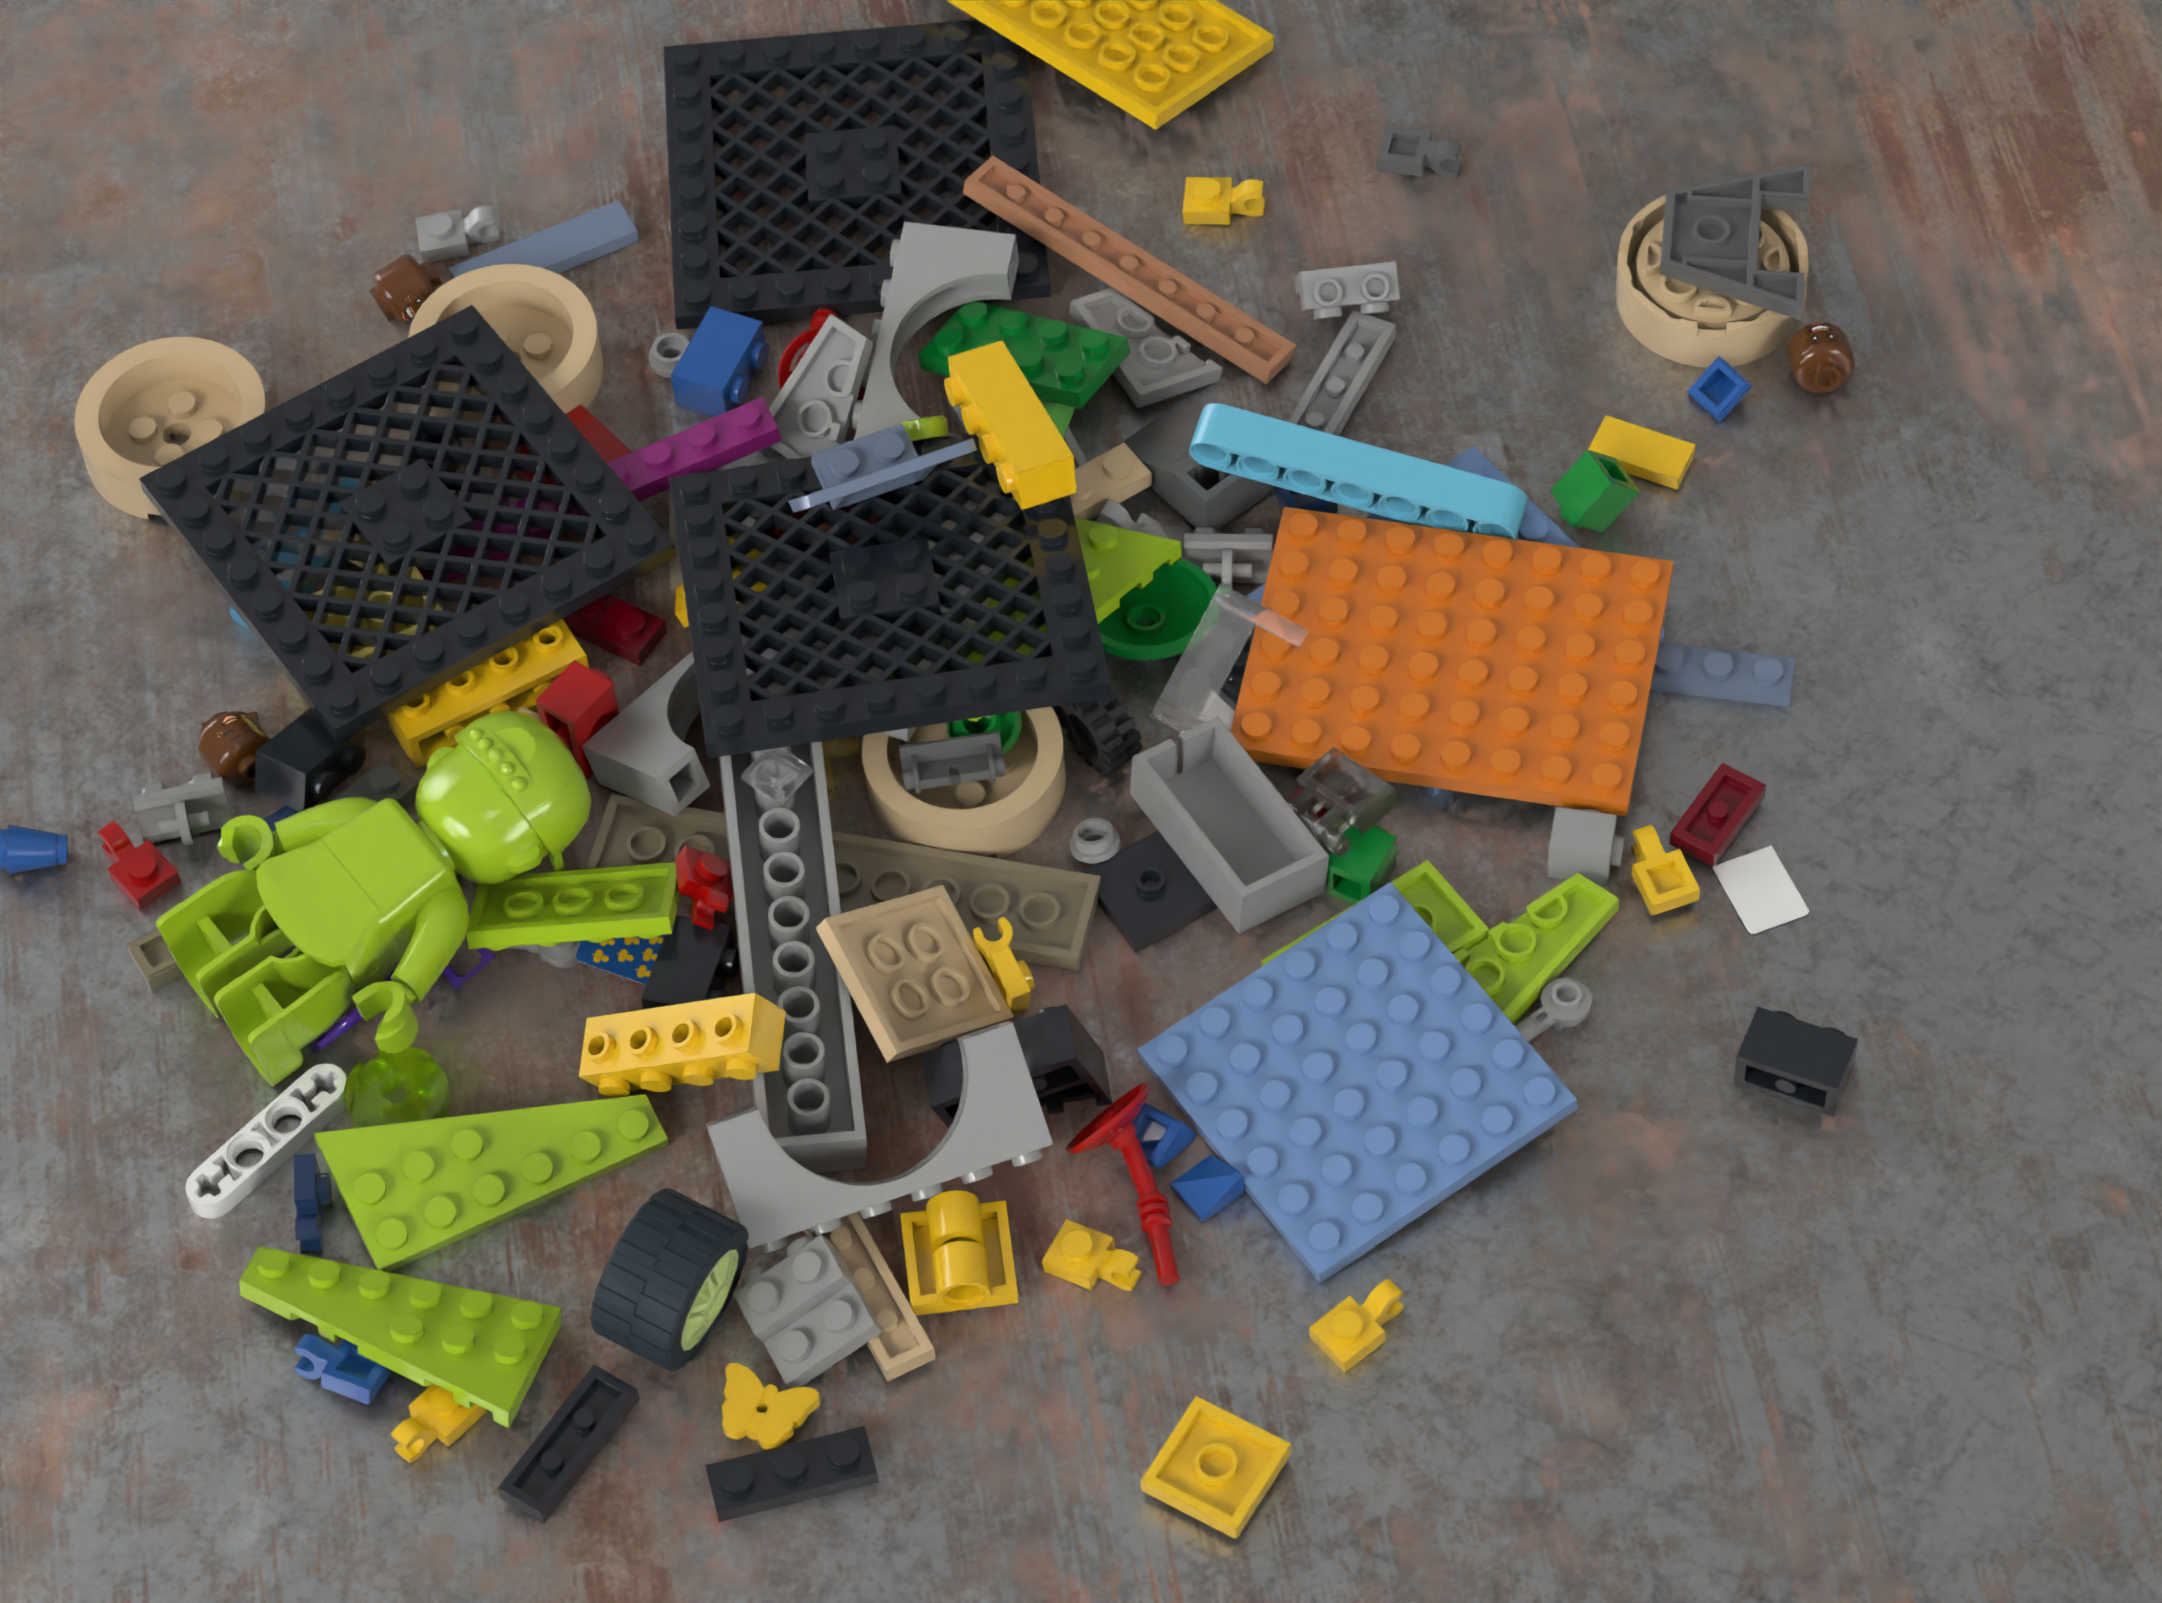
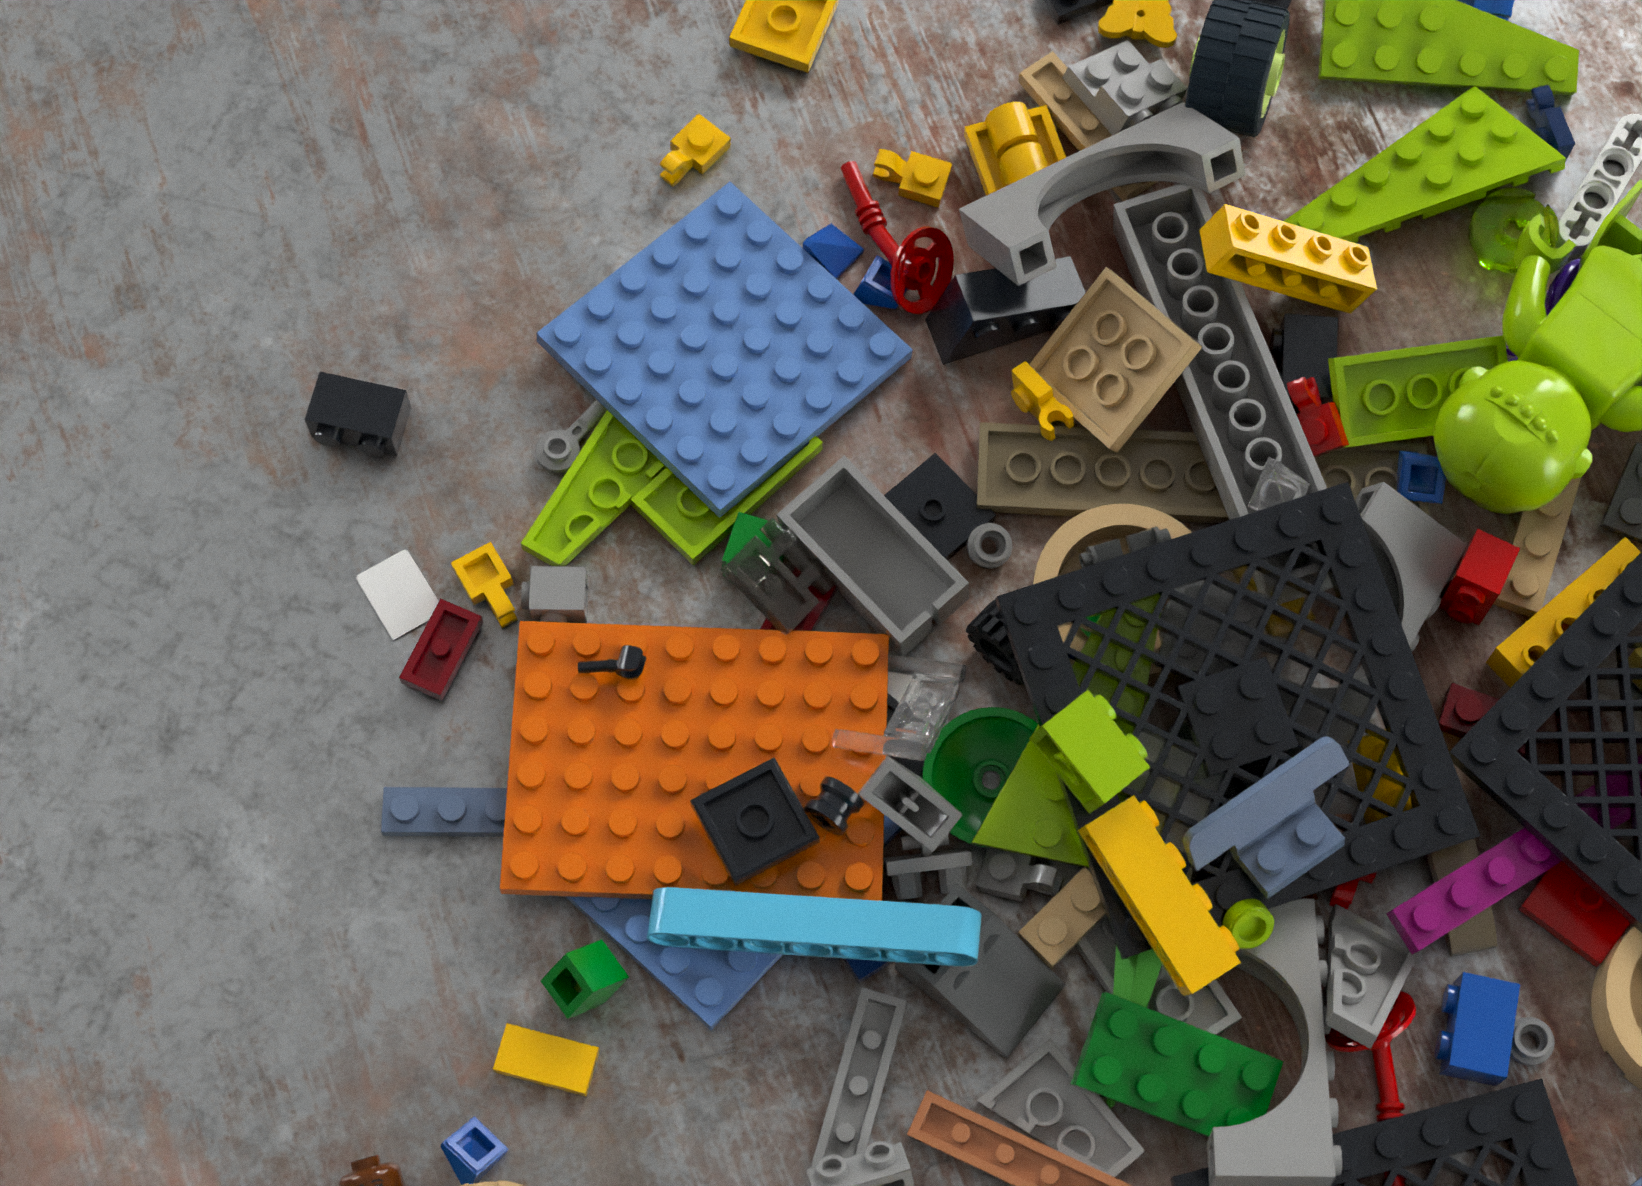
camera: 165 degrees right, 15 degrees up
(607, 835) = (1420, 477): none -> blue slope
(1052, 513) = (1090, 750): none -> lime brick
(1237, 564) = (910, 803): none -> light grey slope
(1318, 566) = (833, 805): none -> black wheel
(1402, 566) = (754, 821): none -> black plate
(1516, 725) = (629, 663): none -> black hand

